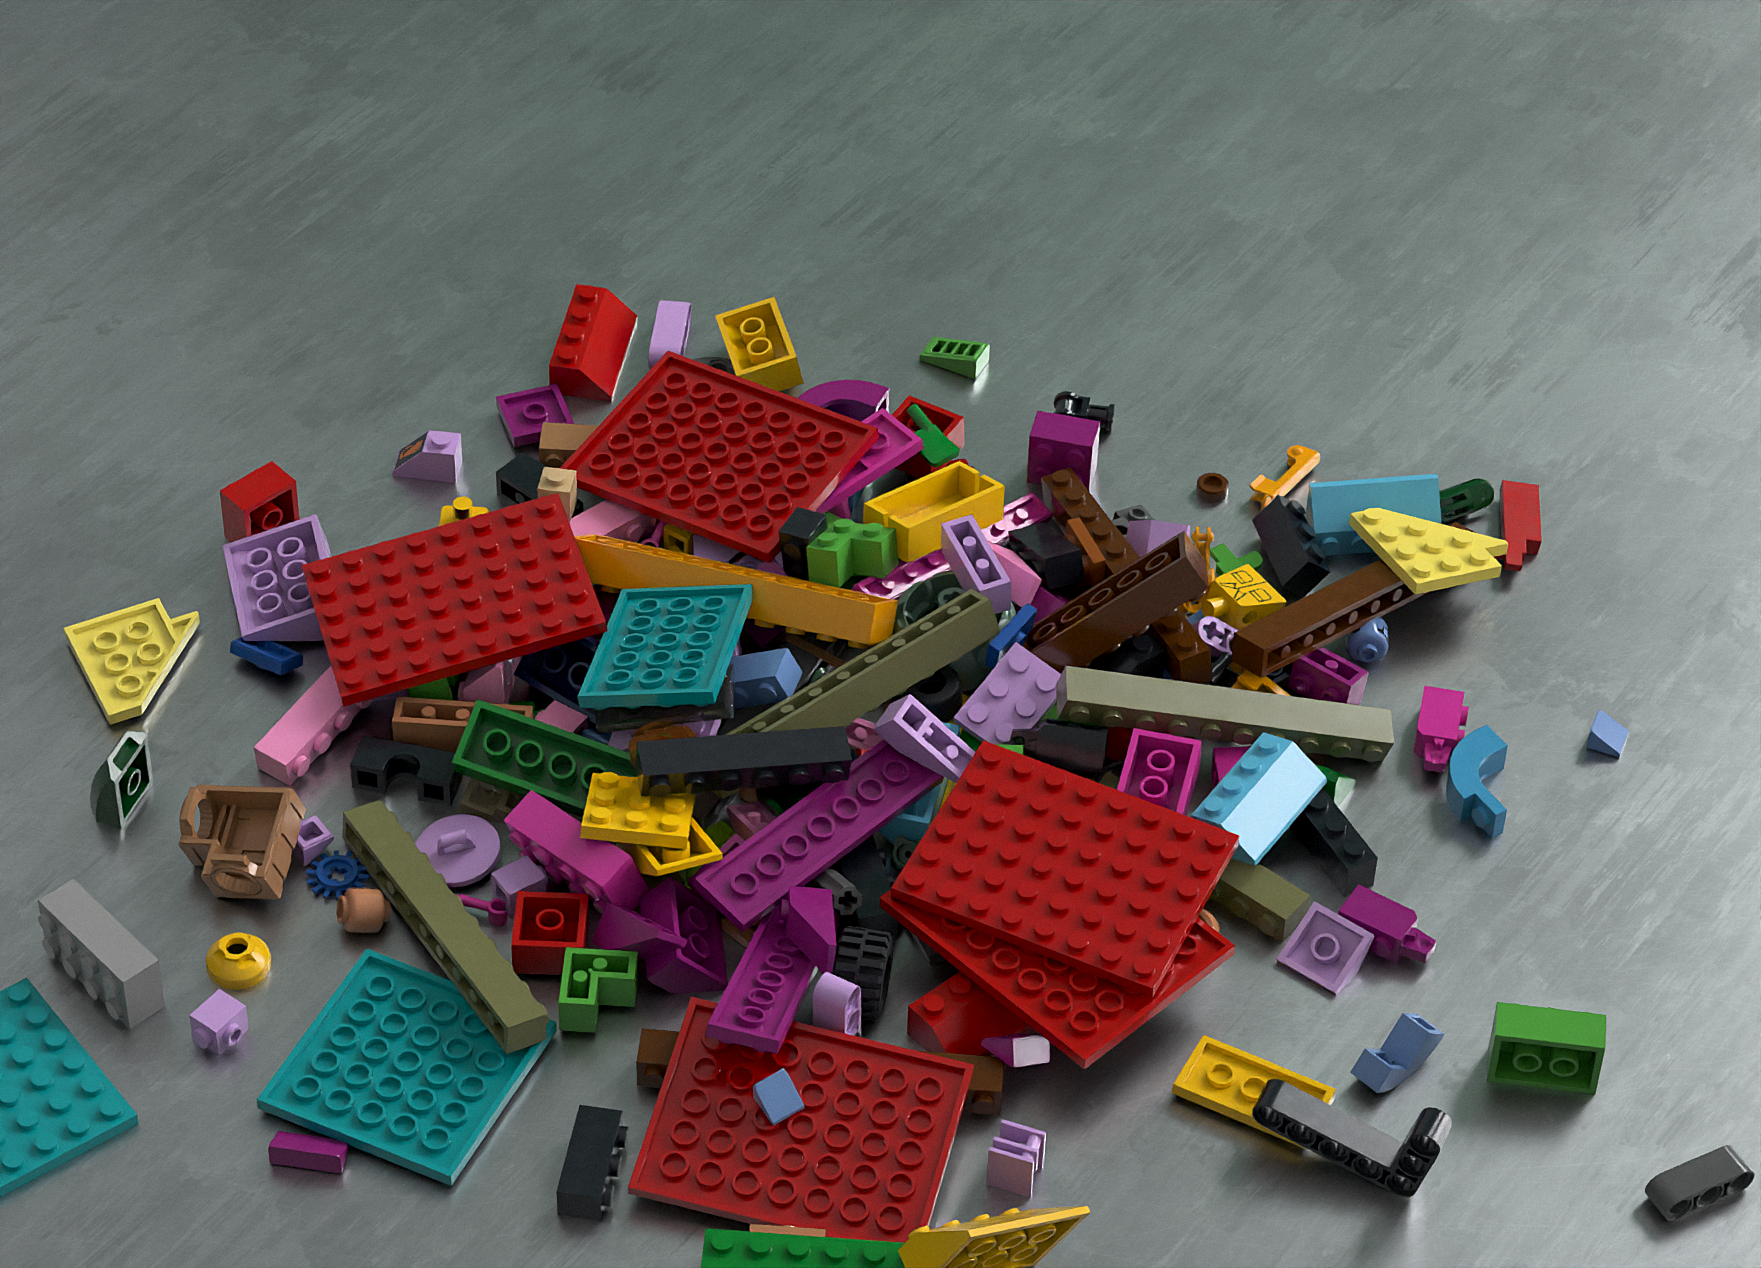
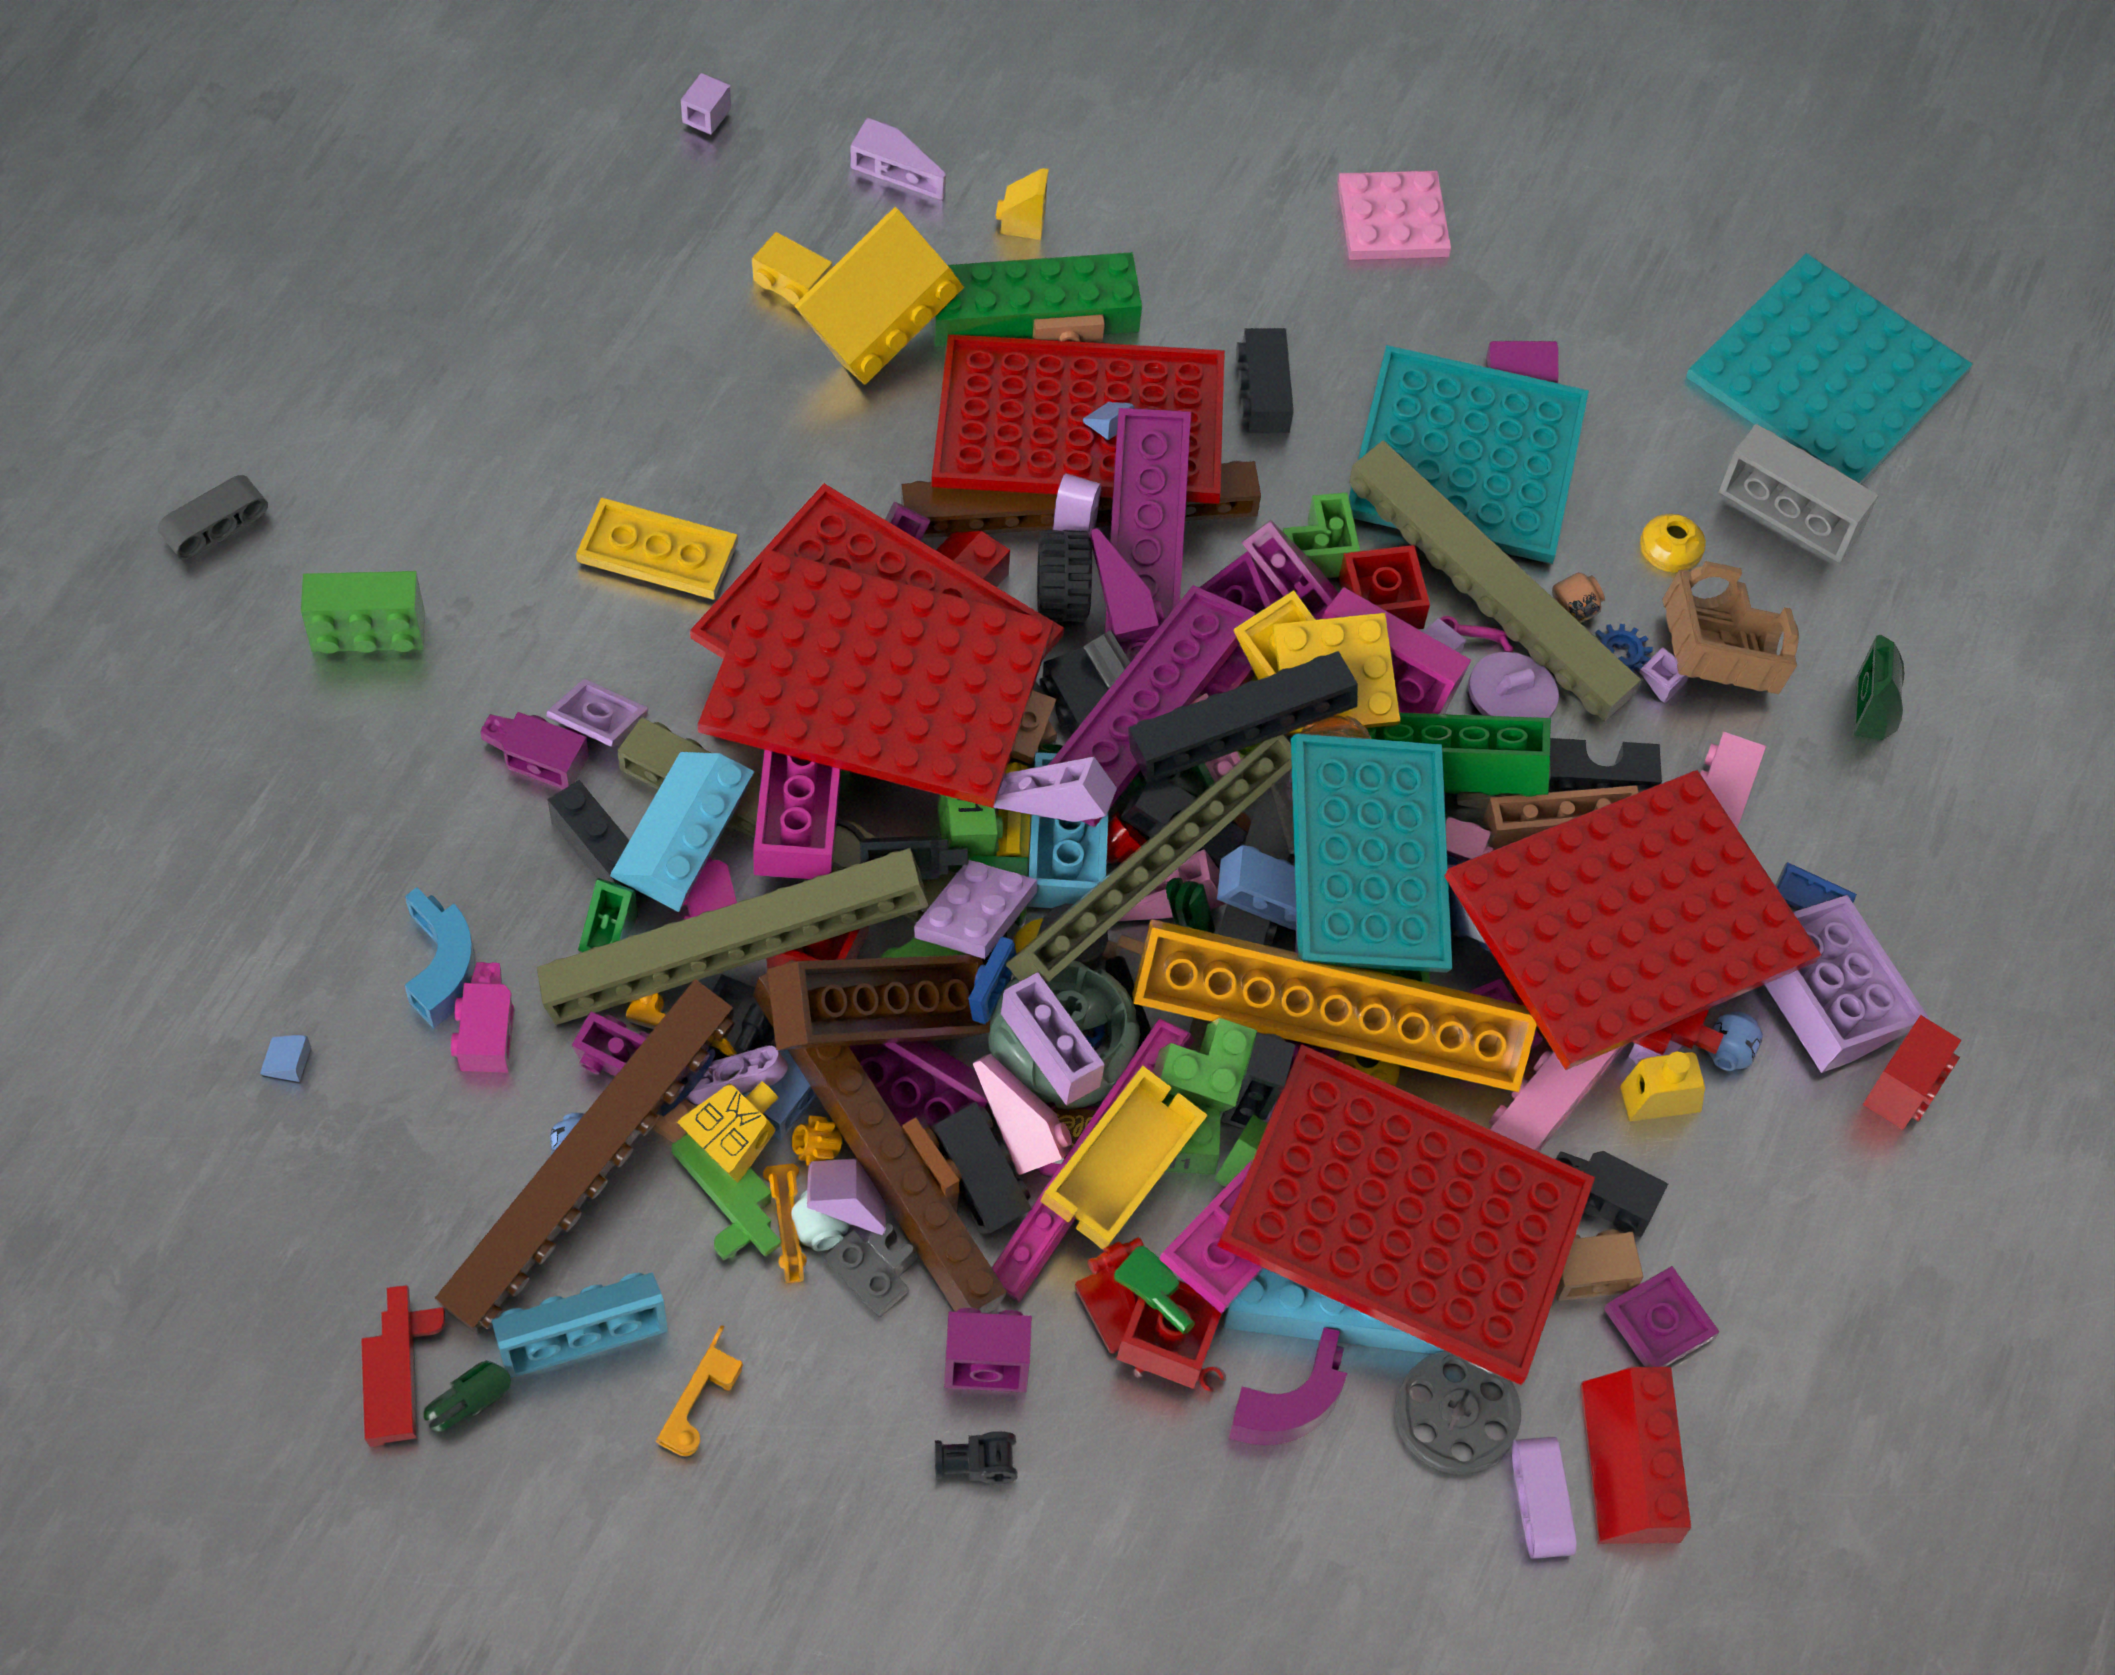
camera: 165 degrees right, 15 degrees up
(129, 654) = (1957, 871): light yellow wing -> none
(219, 1022) = (1657, 462): lavender brick -> none
(431, 457) = (1756, 1218): lavender slope -> none
(561, 482) = (1579, 1123): tan brick -> none
(760, 345) = (1418, 1477): yellow slope -> none
(963, 356) = (1156, 1527): bright green slope -> none
(1012, 1163) = (876, 423): lavender piece -> none
(1212, 487) = (791, 1373): reddish brown tile -> none
(1291, 545) = (680, 1258): black brick -> none
(1352, 1143) = (548, 488): black beam -> none
(1400, 1055) = (510, 613): medium blue brick -> none
(1426, 552) = (506, 1232): light yellow wing -> none

